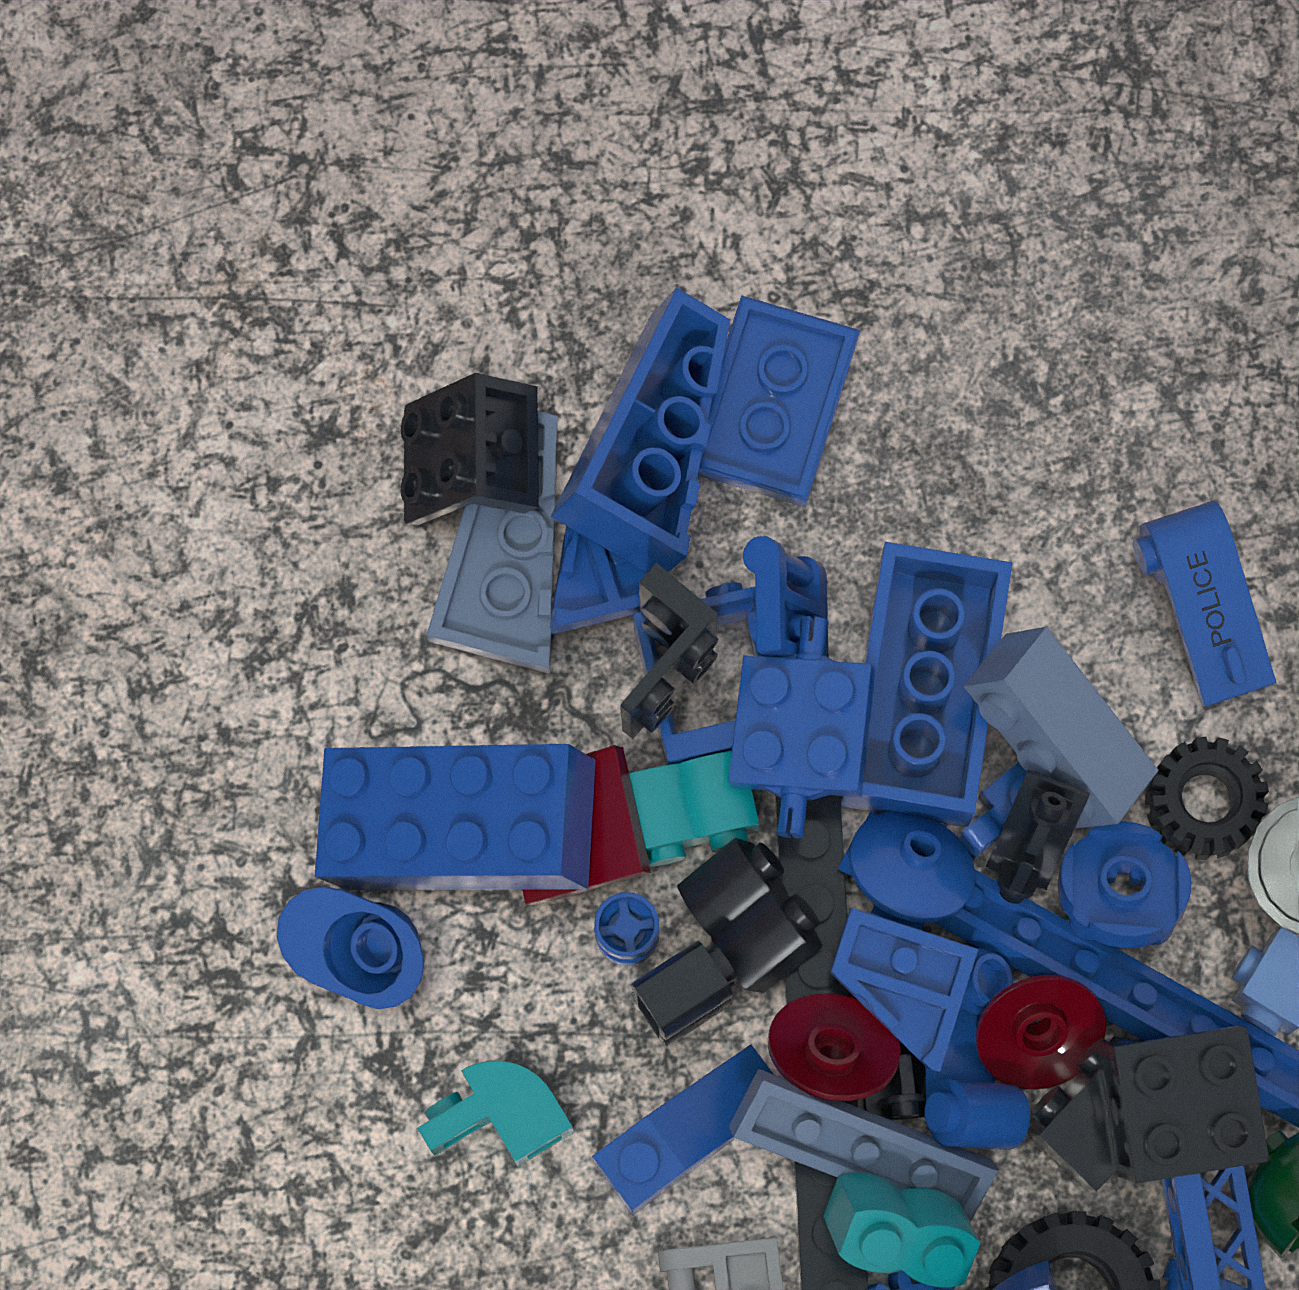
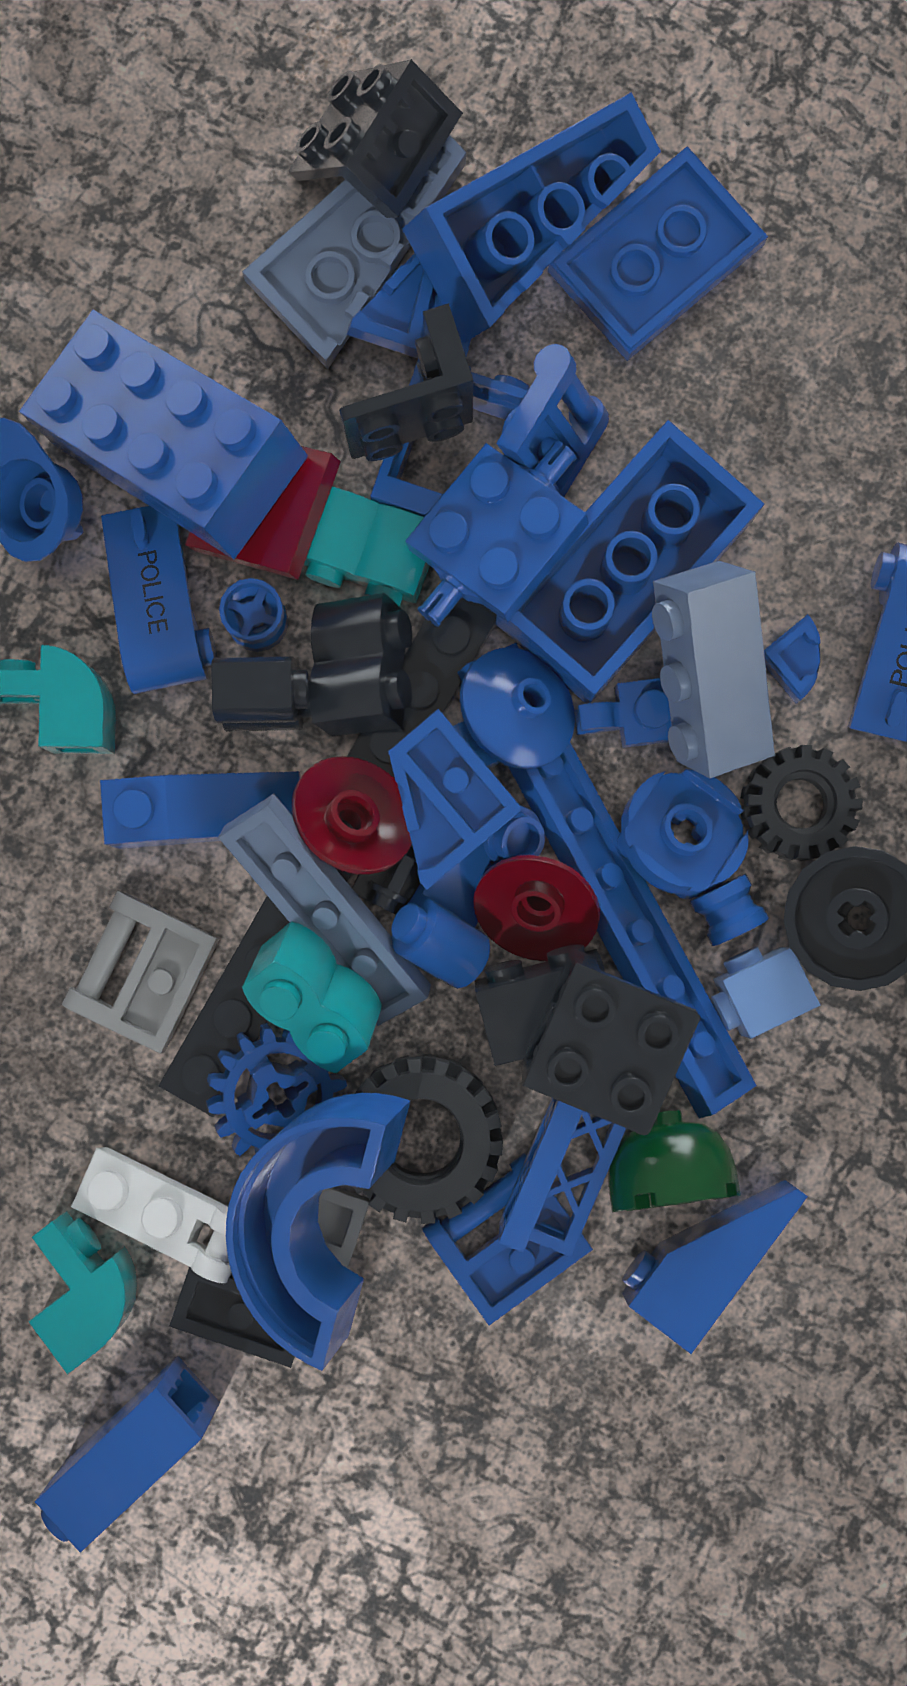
camera: 30 degrees right, 10 degrees up
(529, 971) = (153, 602): none -> blue door
(1035, 835) = (636, 745): black hinge -> none
(1120, 675) = (795, 658): none -> blue tile
(1206, 929) = (729, 910): none -> blue wheel

